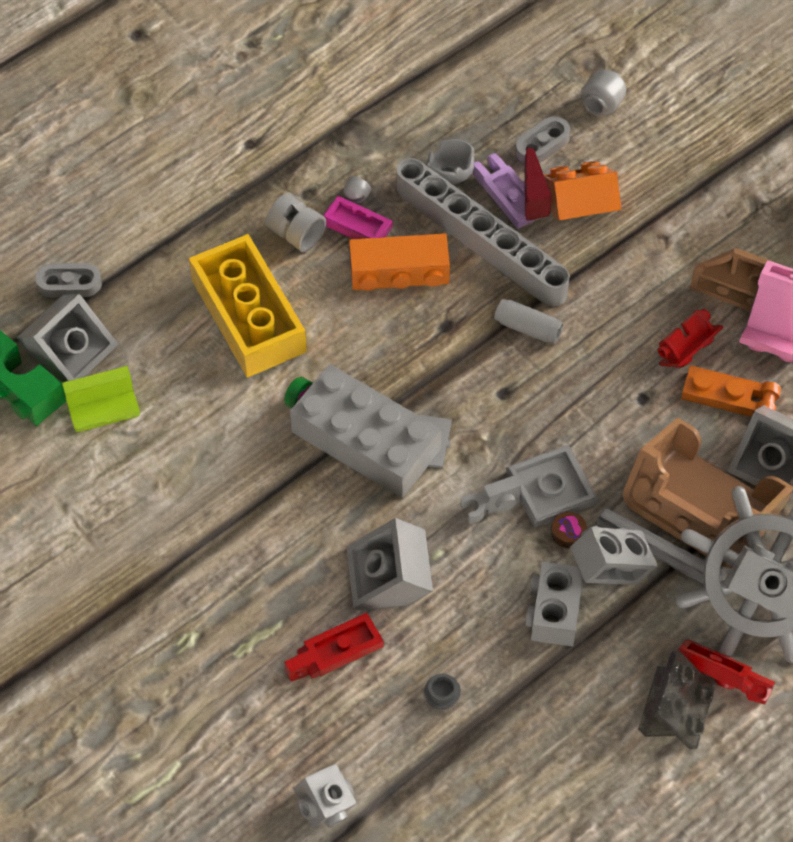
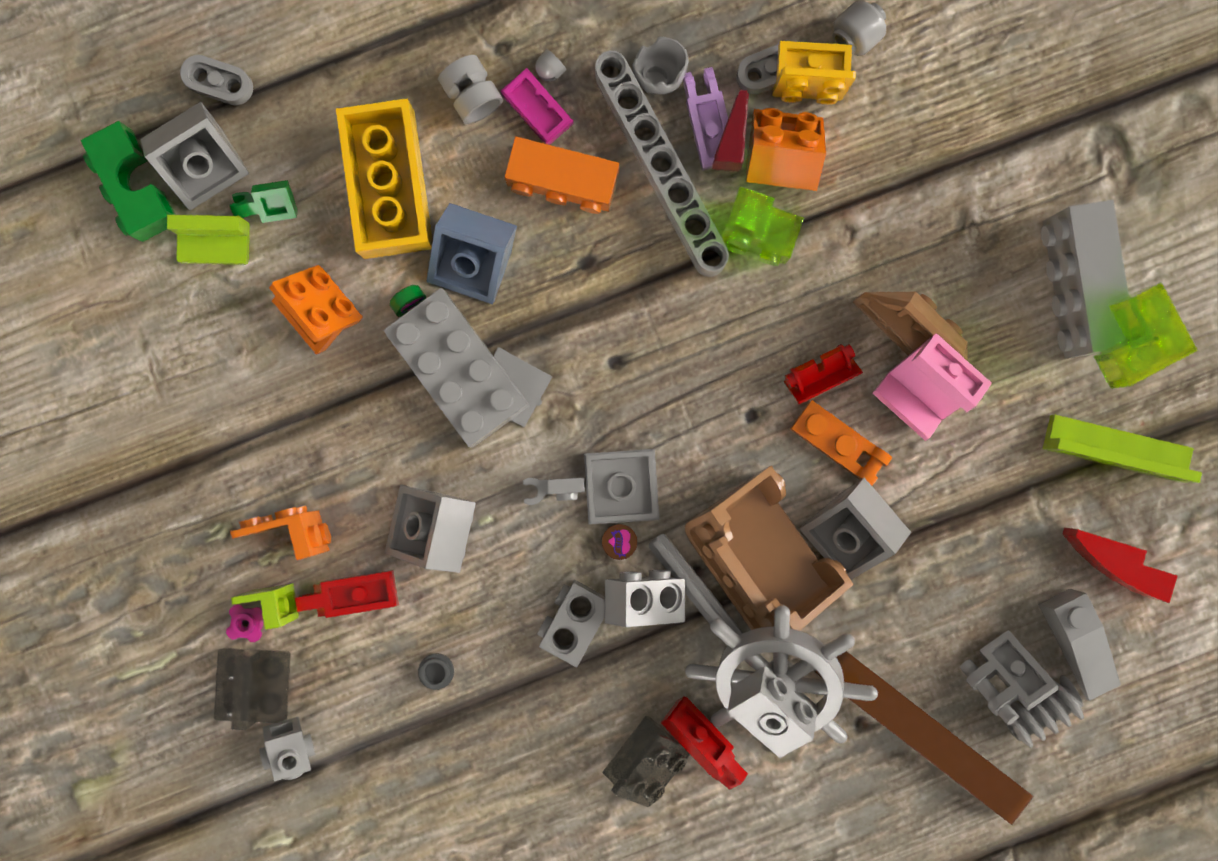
camera: 20 degrees right, 30 degrees up
(148, 355) = (269, 200): none -> green plate
(215, 425) = (314, 306): none -> orange bracket
(242, 715) = (237, 629): none -> dark pink plate
(257, 590) = (306, 530): none -> orange bracket
(261, 659) = (276, 603): none -> lime panel
(266, 758) = (251, 686): none -> clear smoke bracket
(343, 339) = (470, 253): none -> sand blue slope
(529, 321) = (670, 291): light grey piece -> none
(580, 130) = (813, 72): none -> yellow bracket
(583, 249) = (760, 228): none -> clear neon green brick

